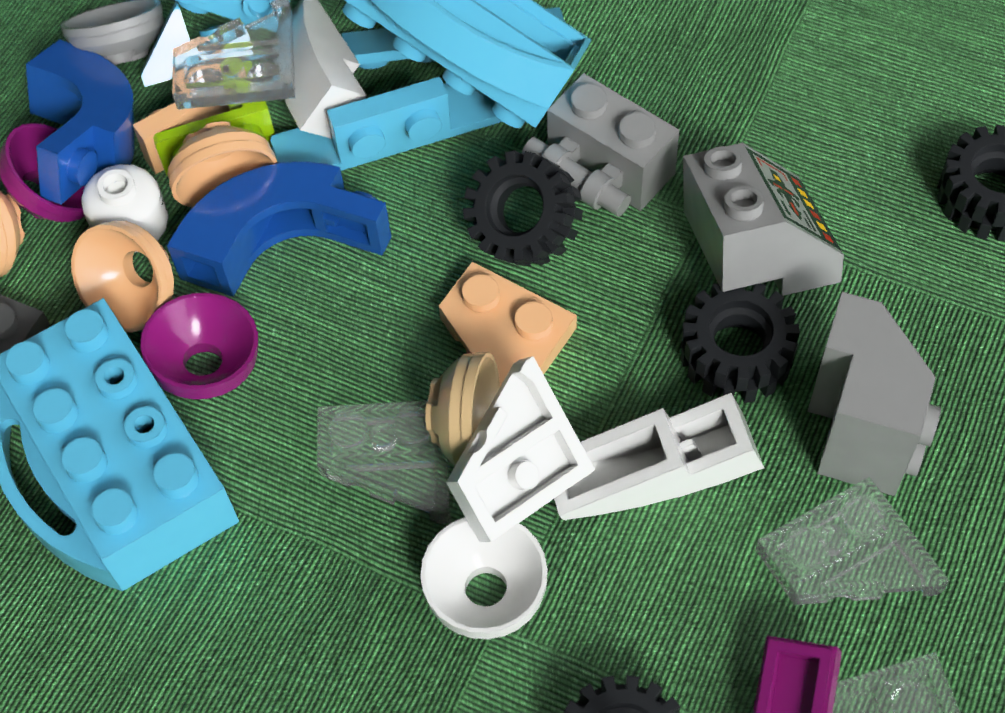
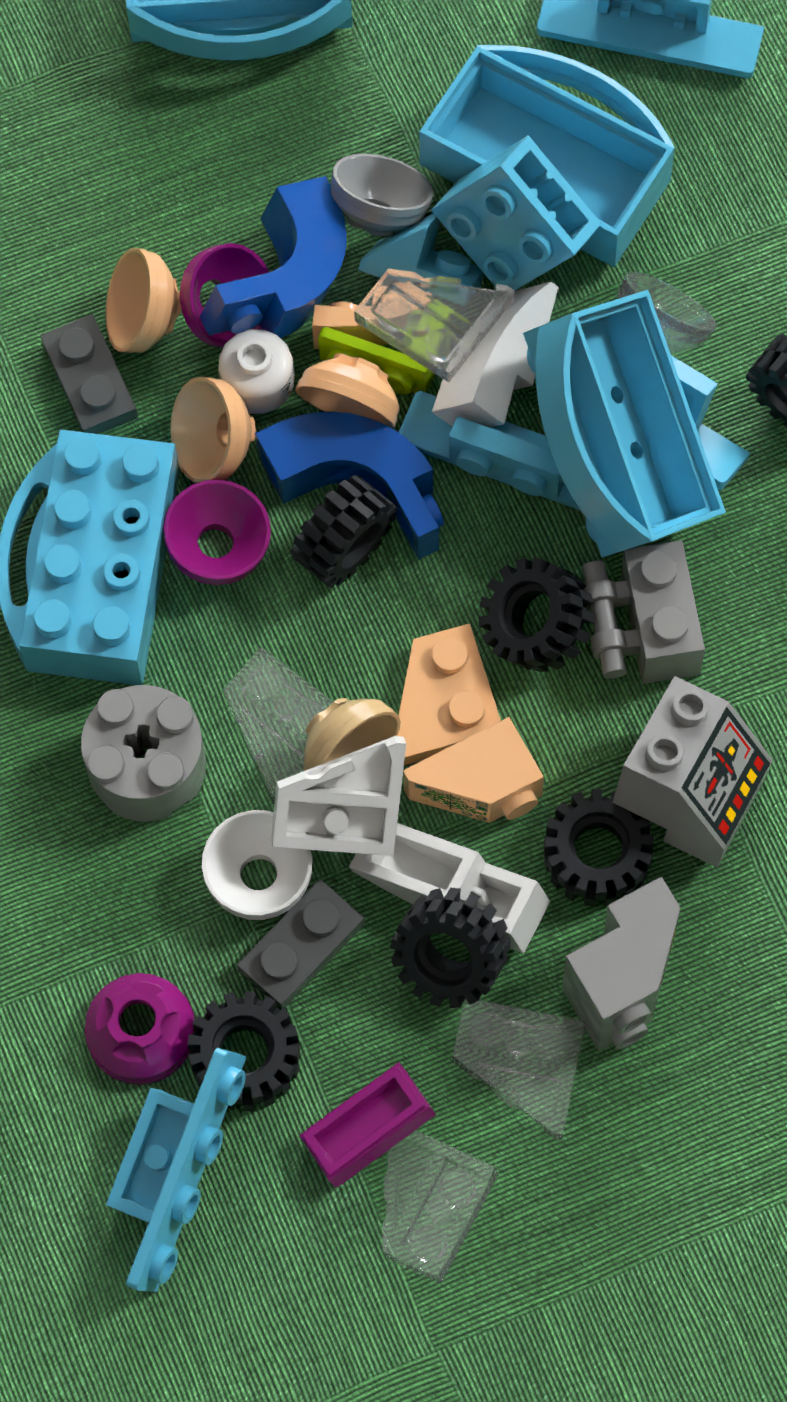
camera: 40 degrees right, 10 degrees up
(288, 530) = (139, 720): none -> light grey brick
(308, 263) = (343, 531): none -> black tyre
(578, 616) = (301, 944): none -> dark grey plate
(601, 355) = (479, 776): none -> light nougat slope
(740, 526) = (468, 925): none -> black tyre

